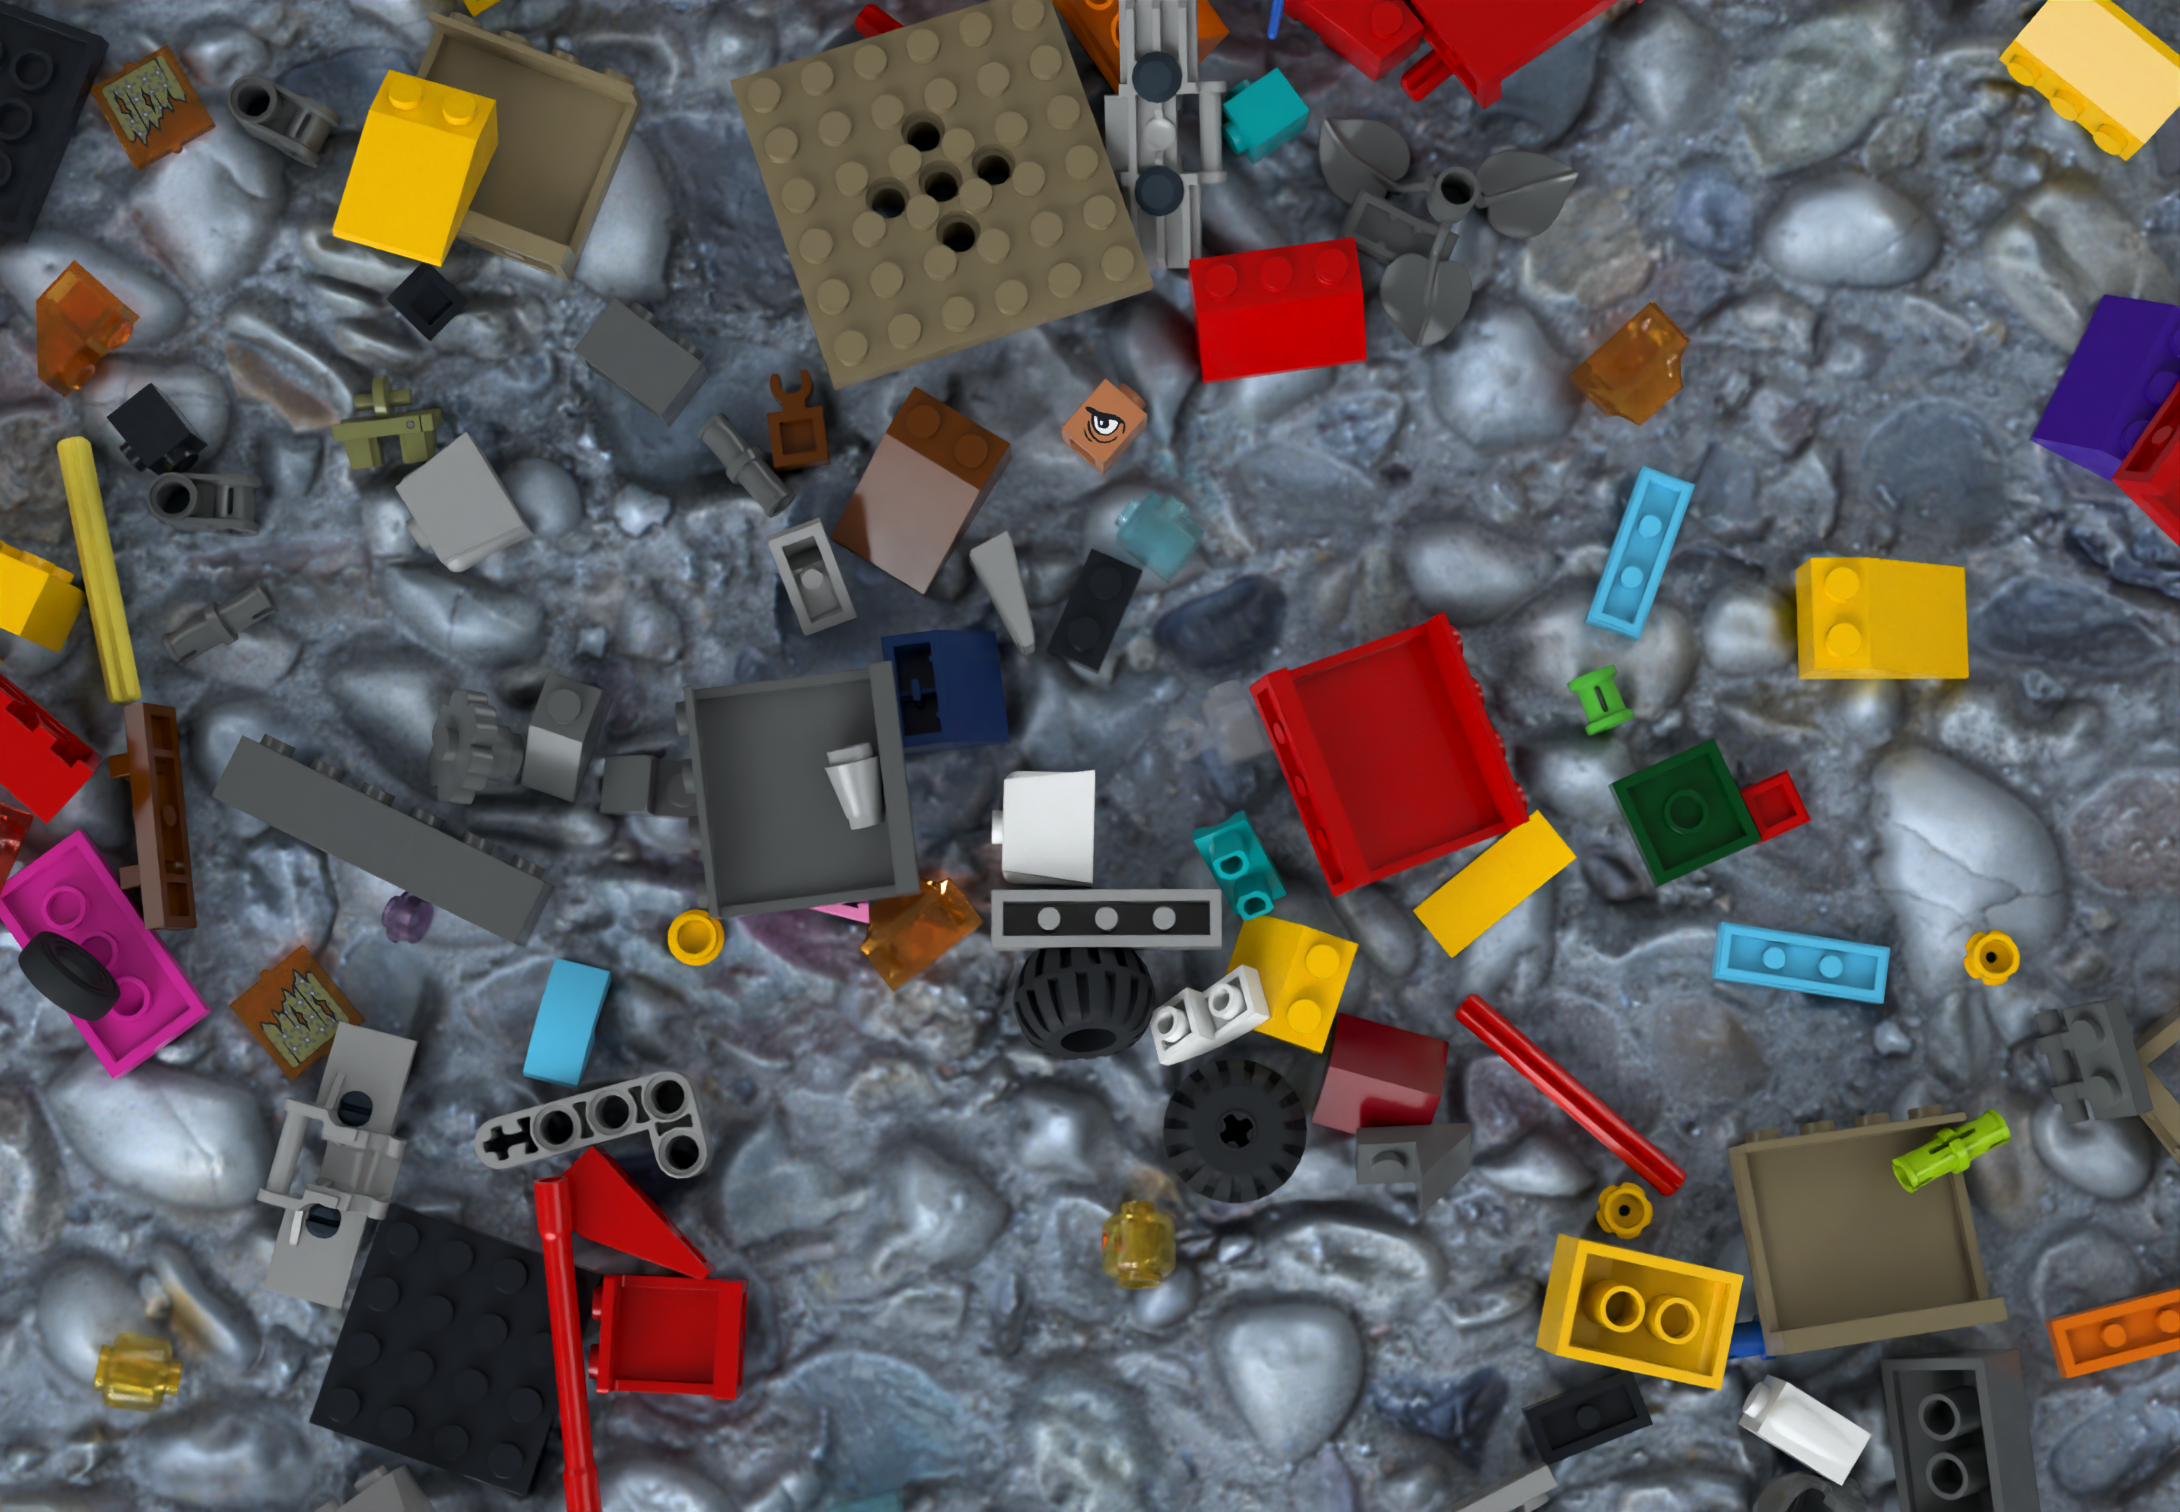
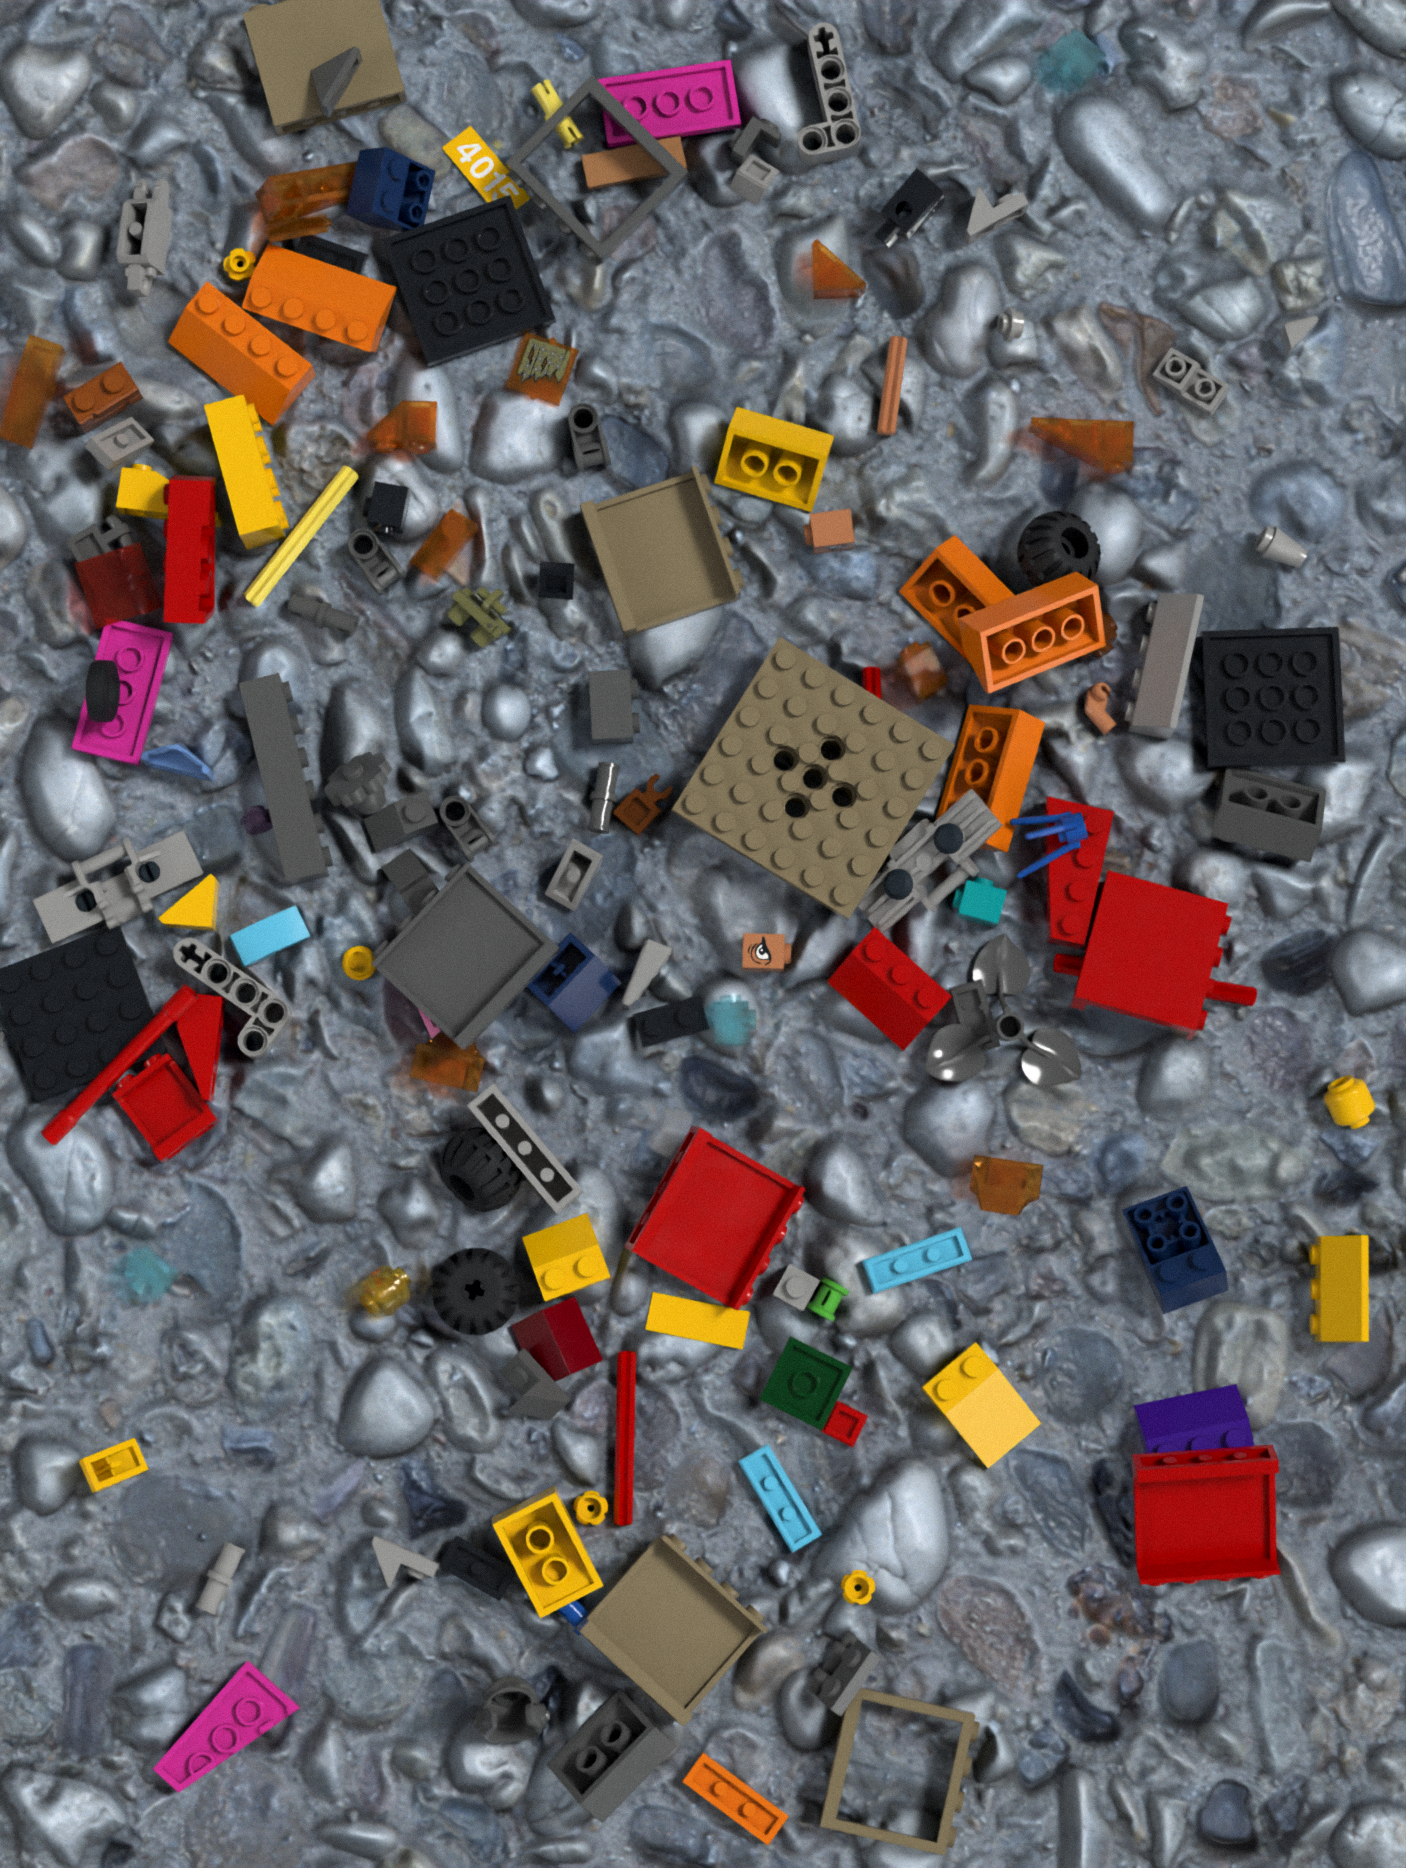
camera: 45 degrees right, 0 degrees up
(159, 817) = (209, 665): reddish brown hinge -> none
(241, 956) = (178, 760): none -> medium blue slope
(265, 402) = (444, 545): none -> clear orange slope
(295, 1012) = (171, 805): piece -> none
(417, 167) = (612, 526): yellow slope -> none
(451, 1087) = (196, 909): none -> yellow slope
(461, 506) = (471, 680): light grey torso -> none
(642, 663) = (467, 829): none -> dark grey piece
(857, 783) = (490, 979): light grey cone -> none
(921, 491) = (659, 891): slope -> none
(1047, 828) = (547, 1085): white torso -> none
(1208, 1019) = (515, 1234): white slope -> none
(1240, 865) = (604, 1191): teal hips -> none
(1556, 727) = (795, 1288): none -> light grey brick
(1803, 1428) = (553, 1669): white torso -> none
(1885, 229) = (1176, 1250): none -> dark blue slope
(1951, 1150) = (745, 1639): lime pin -> none

